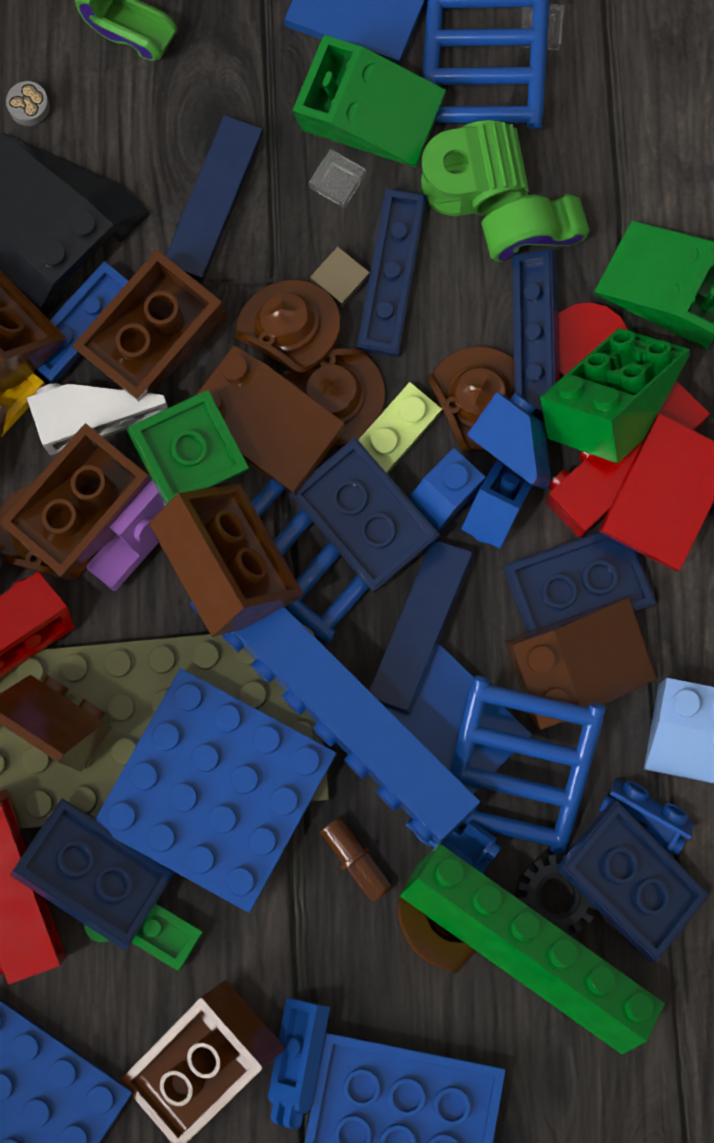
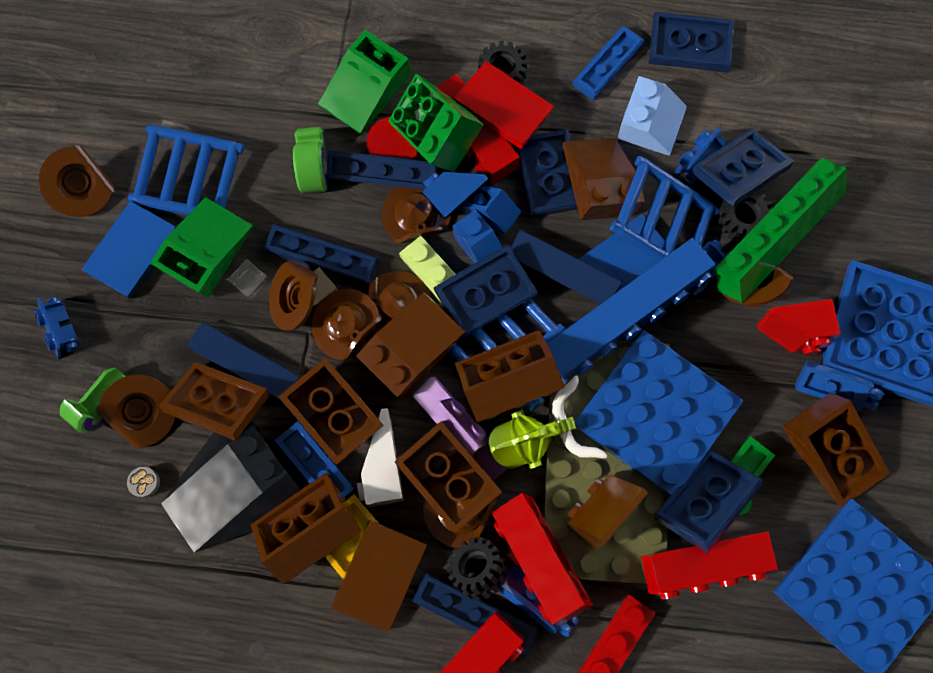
camera: 80 degrees left, 5 degrees down
(122, 72) = (134, 409): none -> reddish brown hat
(145, 168) = (214, 400): none -> reddish brown plate
(150, 607) = (527, 439): none -> lime helmet
(187, 447) = (429, 389): green plate -> none
(315, 242) = (292, 296): none -> reddish brown hat
(356, 859) = (709, 333): reddish brown axle -> none
(376, 996) = (802, 326): none -> red slope
(487, 166) = (264, 189): bright green piece -> none

